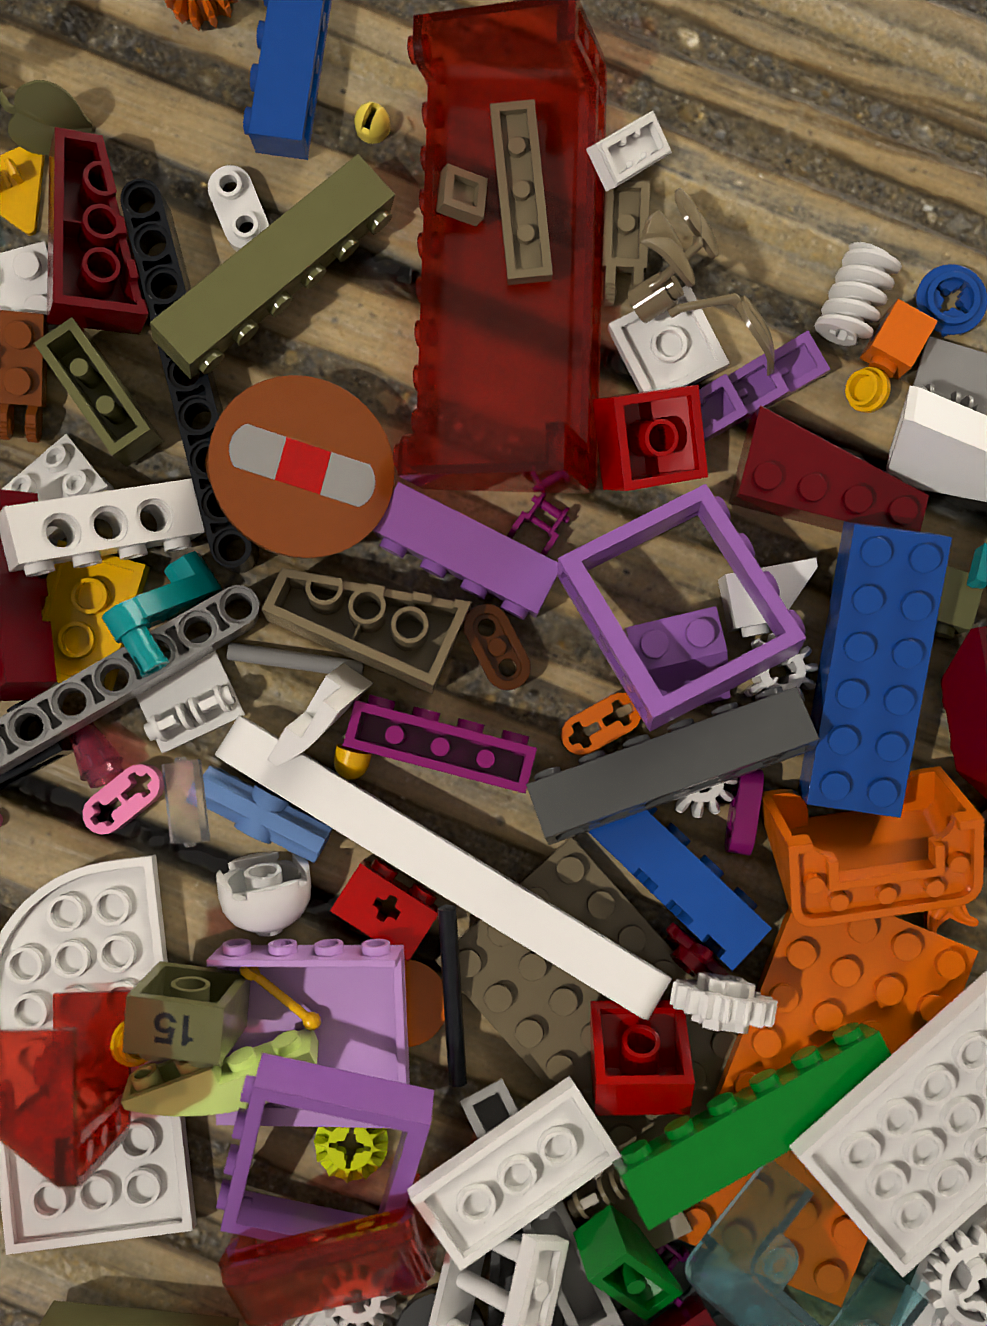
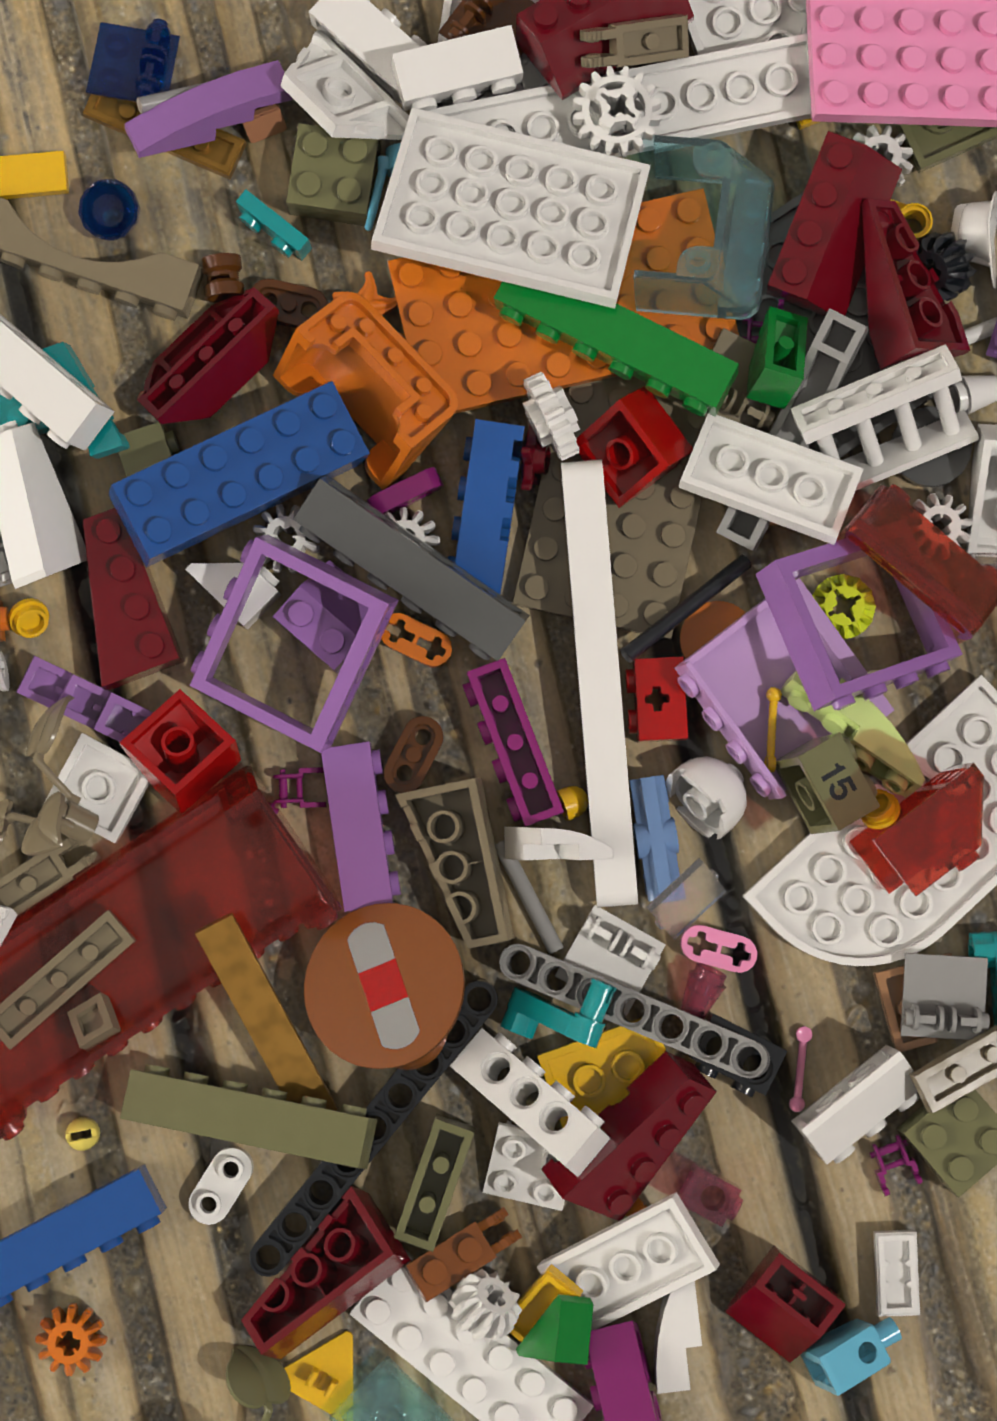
camera: 125 degrees left, 0 degrees up
(360, 345) = (261, 1011): none -> pearl gold tile

